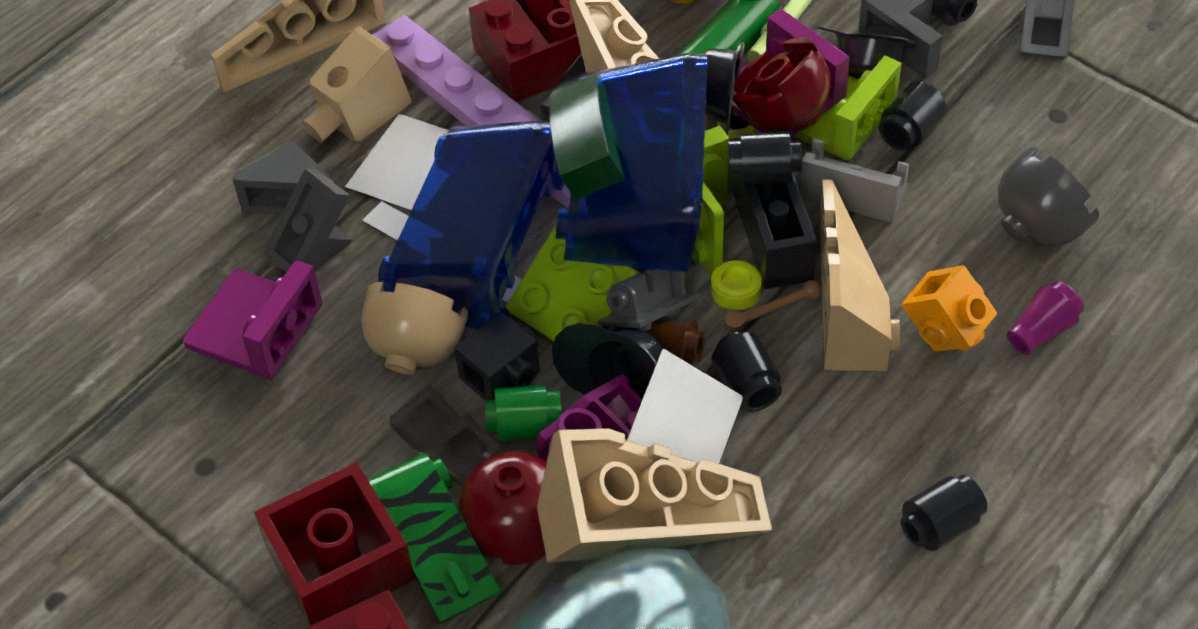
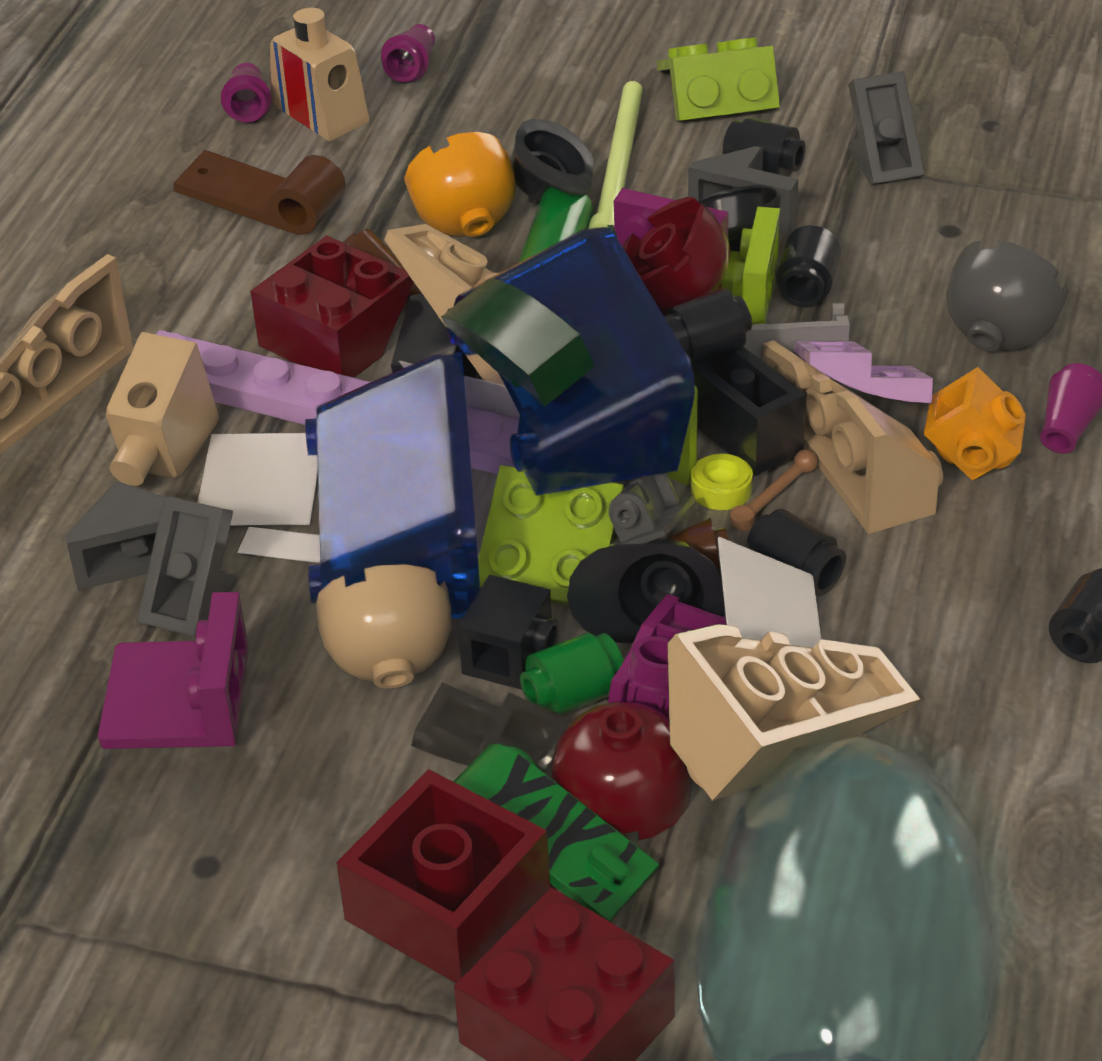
camera: 25 degrees left, 10 degrees down
(870, 225) = (852, 366): none -> lavender slope

